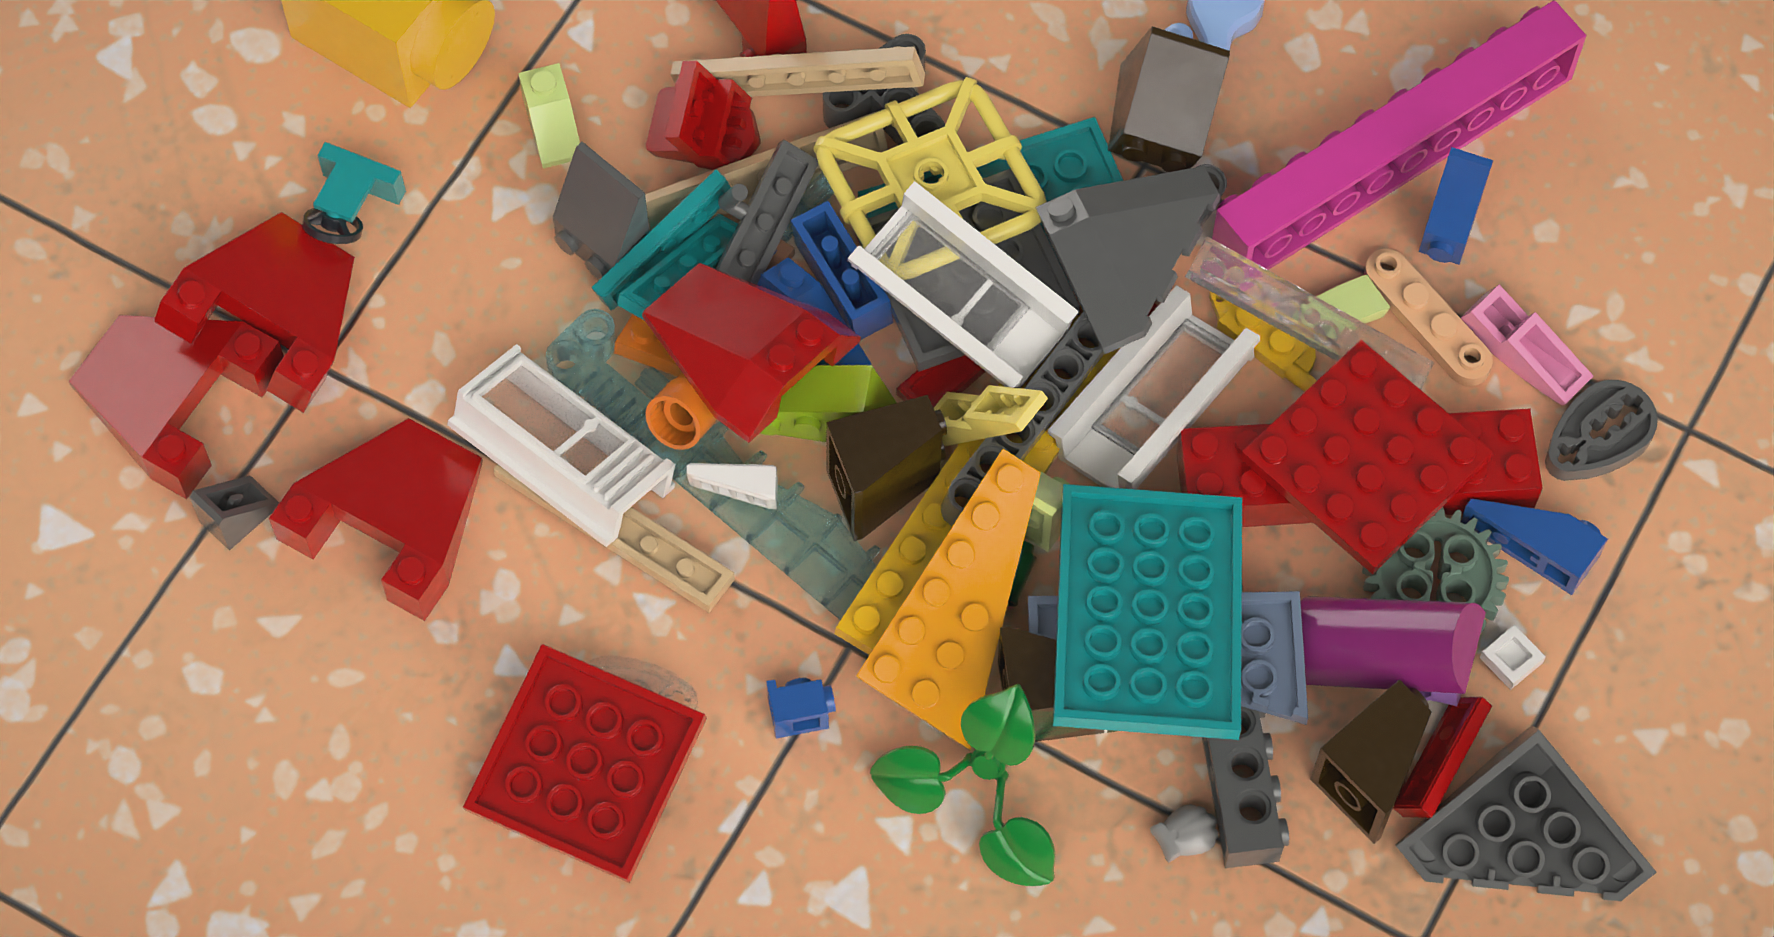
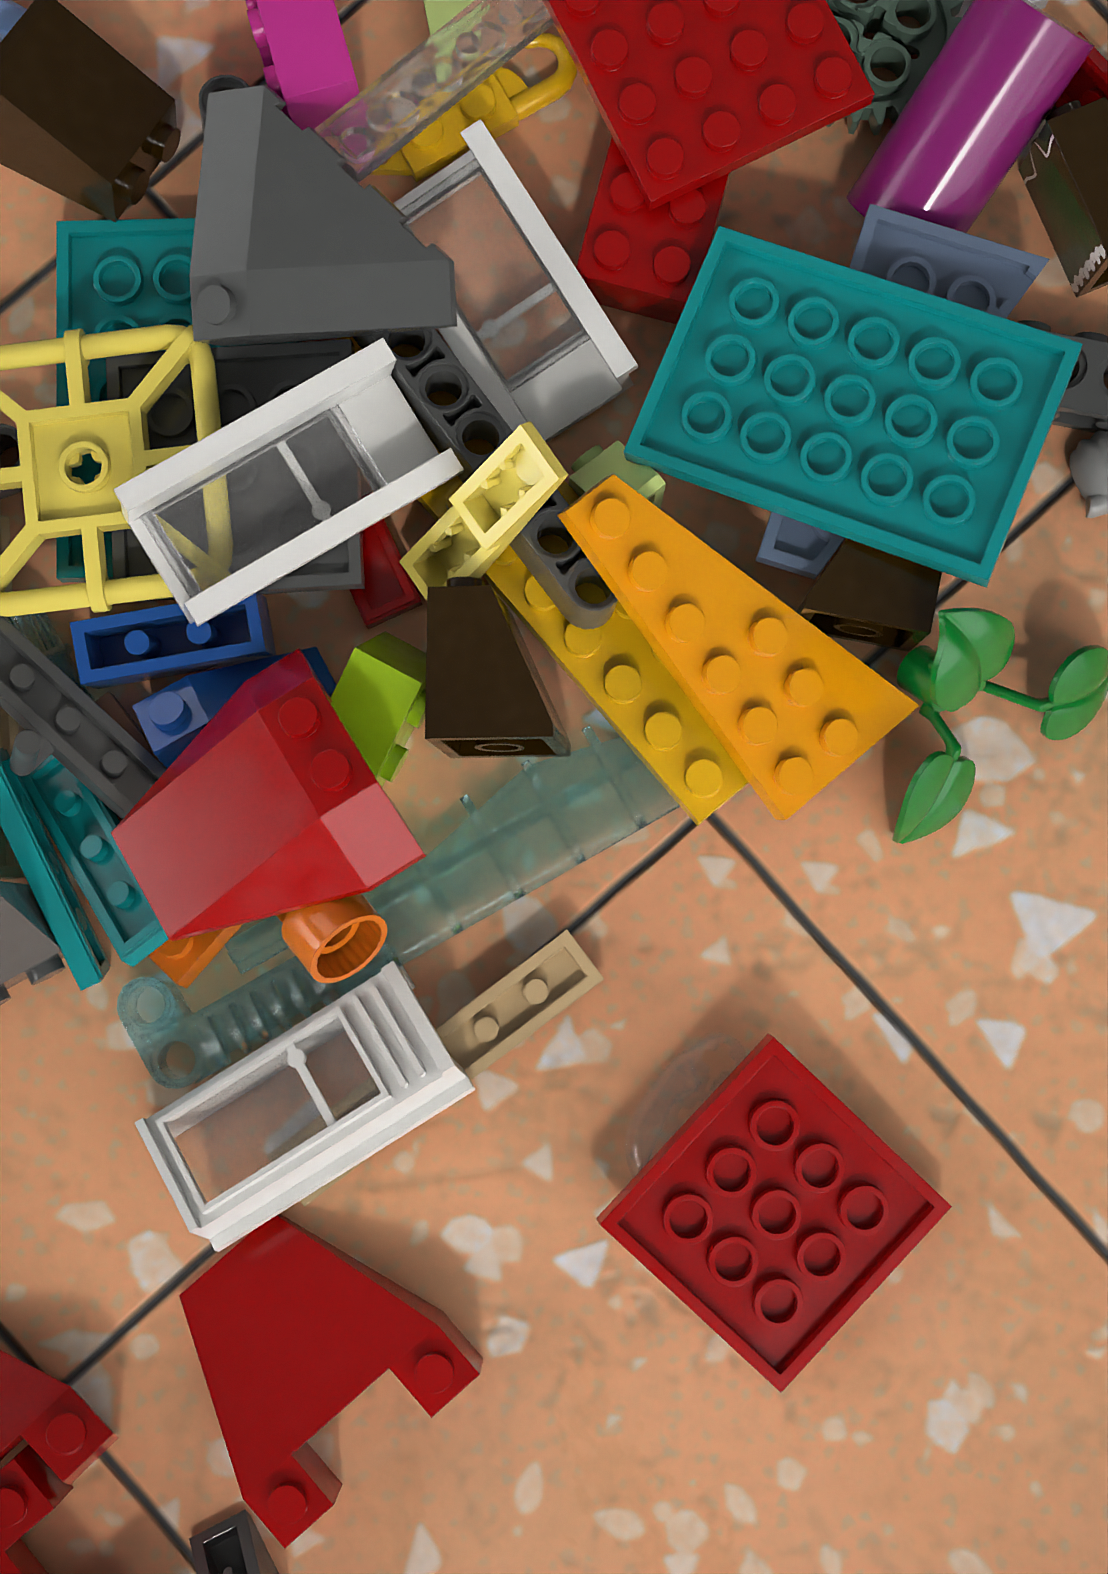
camera: 65 degrees left, 20 degrees up
(744, 482) = (459, 872): white slope -> none
(800, 706) = (782, 903): blue brick -> none

